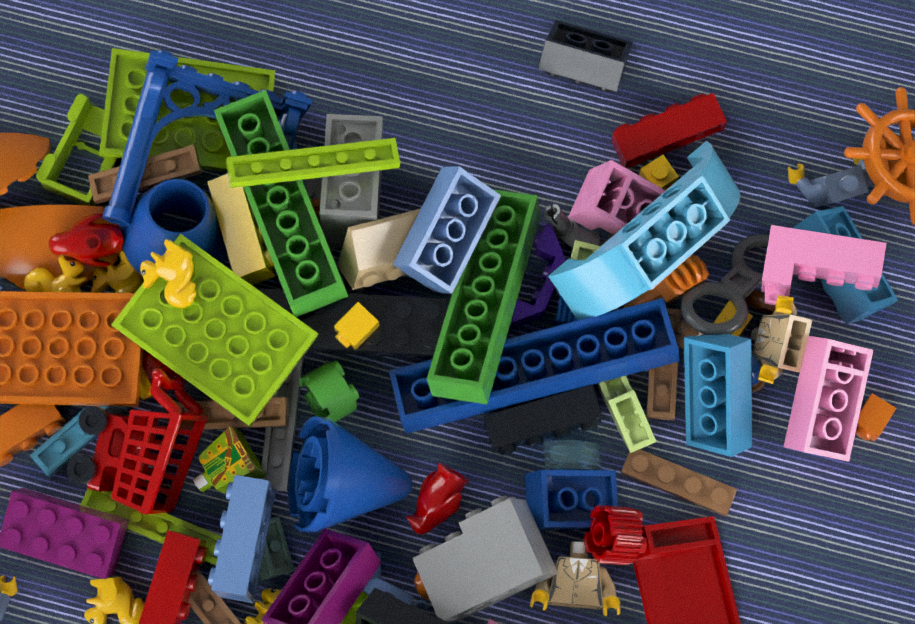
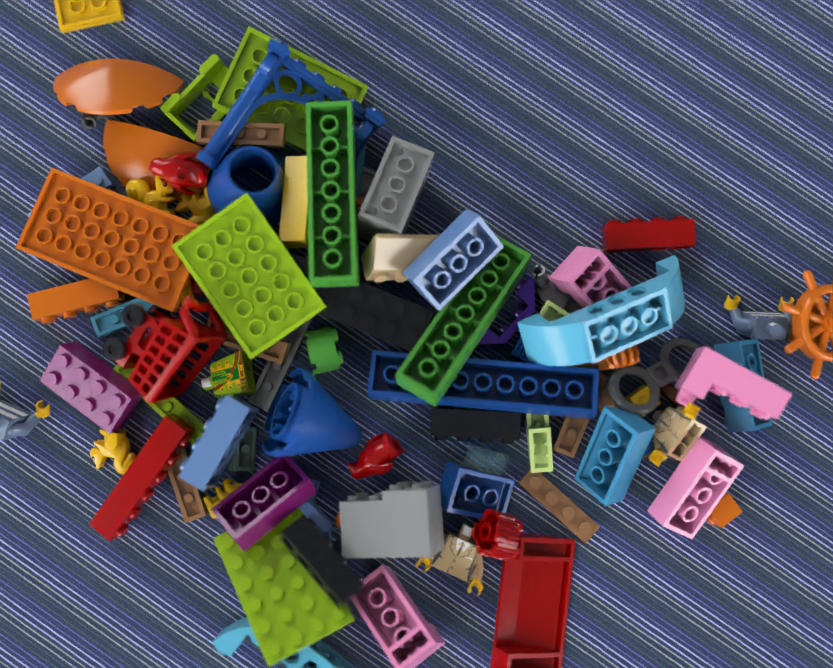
camera: 15 degrees right, 10 degrees up
(177, 269) = (232, 219): yellow animal -> none
(312, 162) = (365, 172): lime plate -> none
(355, 326) = (356, 311): yellow brick -> none
(585, 56) = (606, 155): slope -> none
(659, 173) = (629, 267): yellow brick -> none

